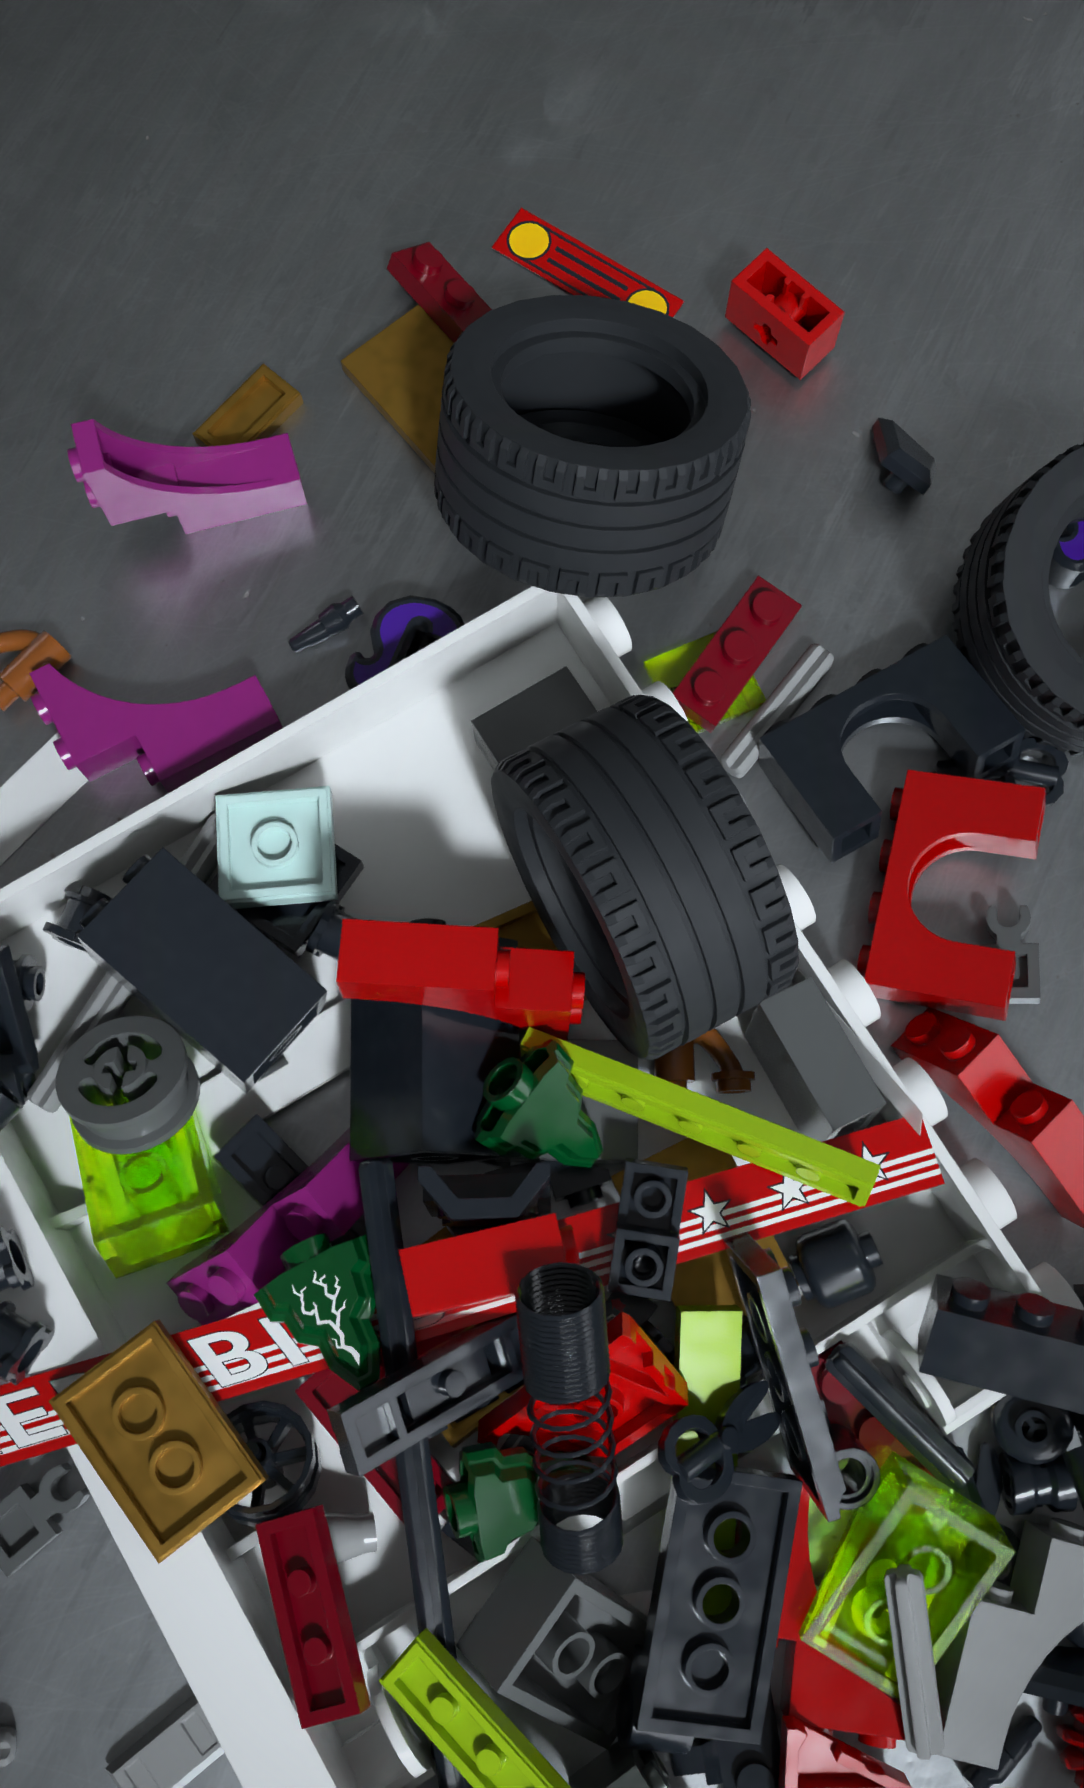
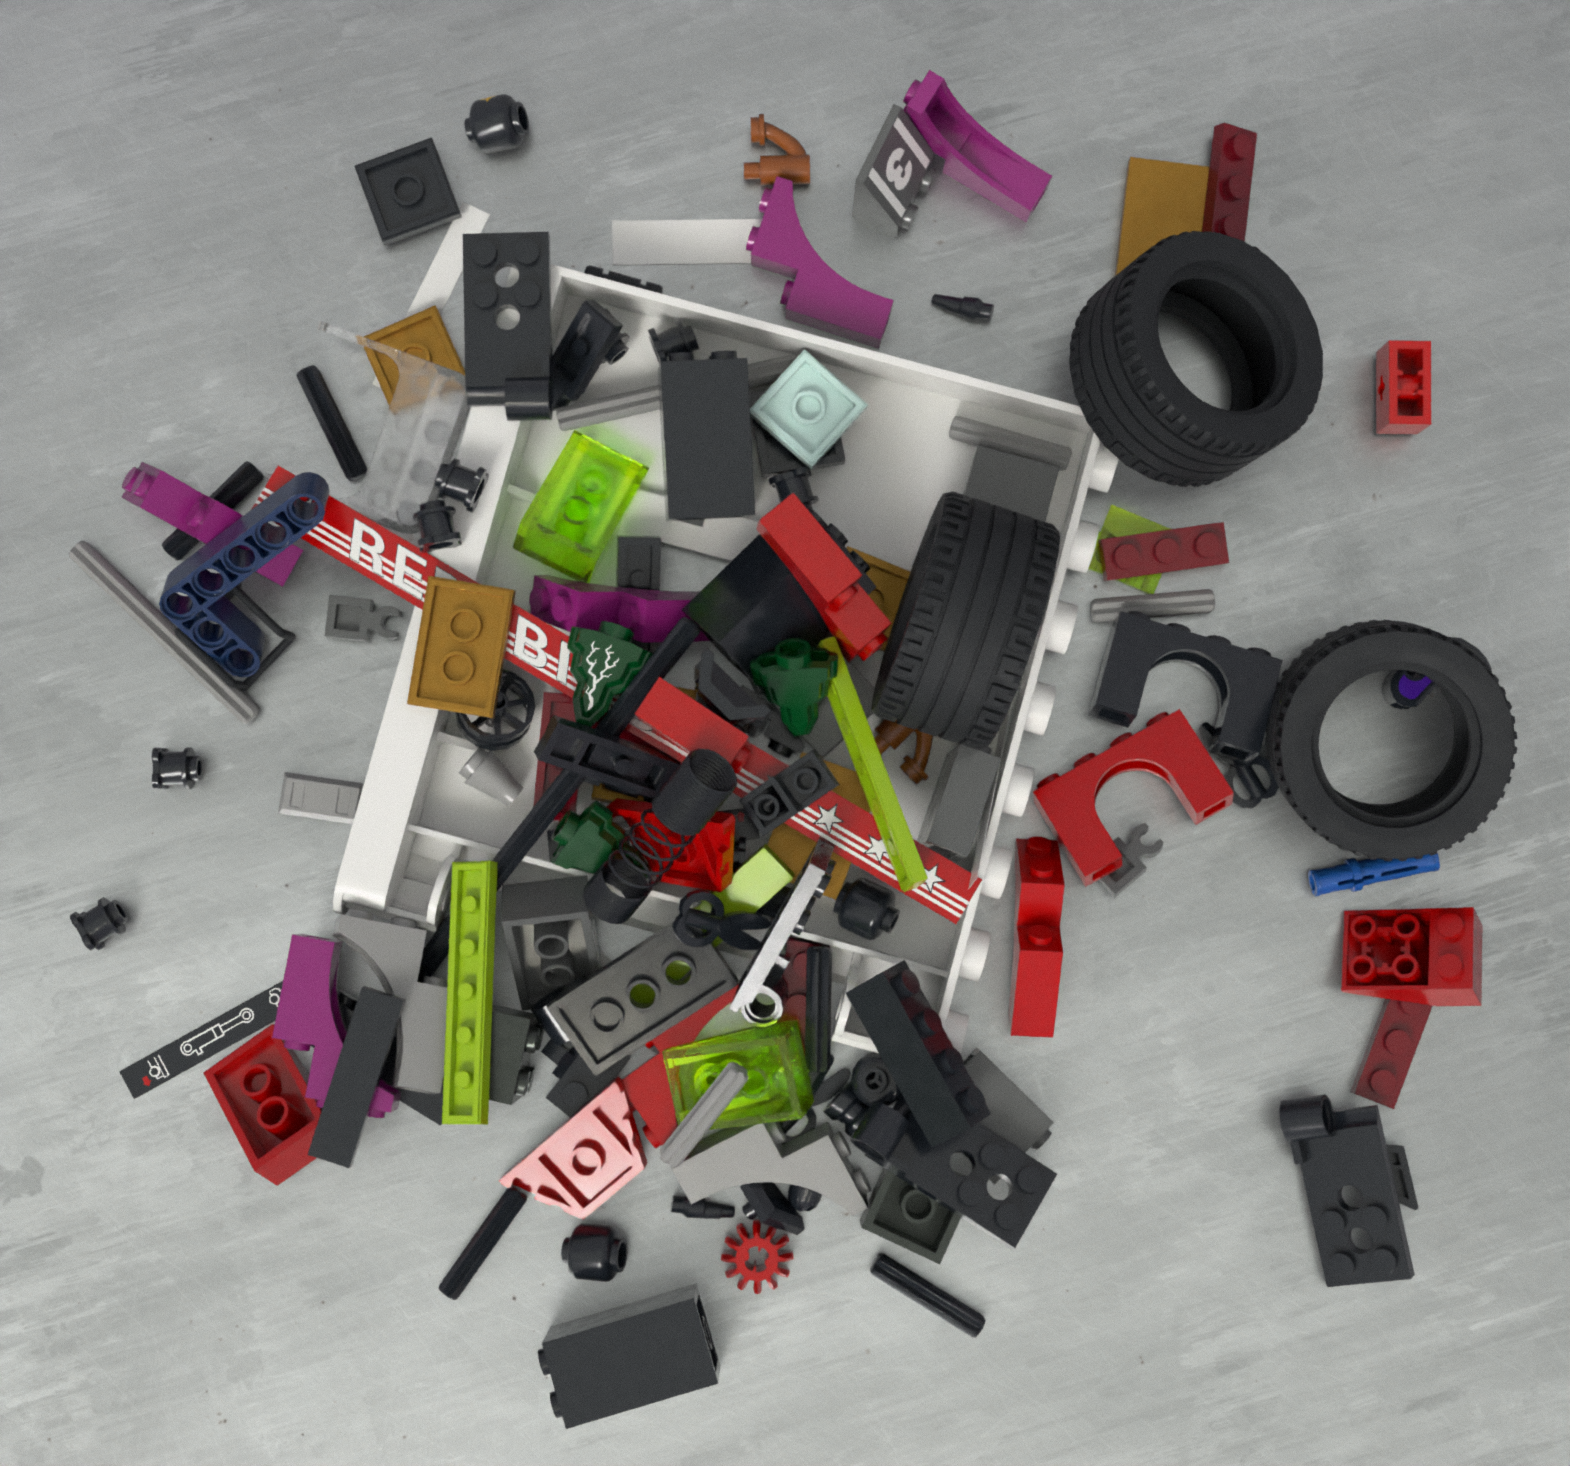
camera: 45 degrees right, 10 degrees up
(139, 566) = (893, 176): none -> dark grey slope
(159, 1088) = (625, 475): dark grey wheel -> none
(251, 411) = (1047, 136): pearl gold tile -> none
(312, 1617) = (452, 800): dark red plate -> none
(399, 632) = (989, 355): animal -> none
(457, 716) = (1008, 441): none -> light grey axle
(577, 266) = (1328, 244): sticker -> none
(903, 457) = (1378, 538): black piece -> none

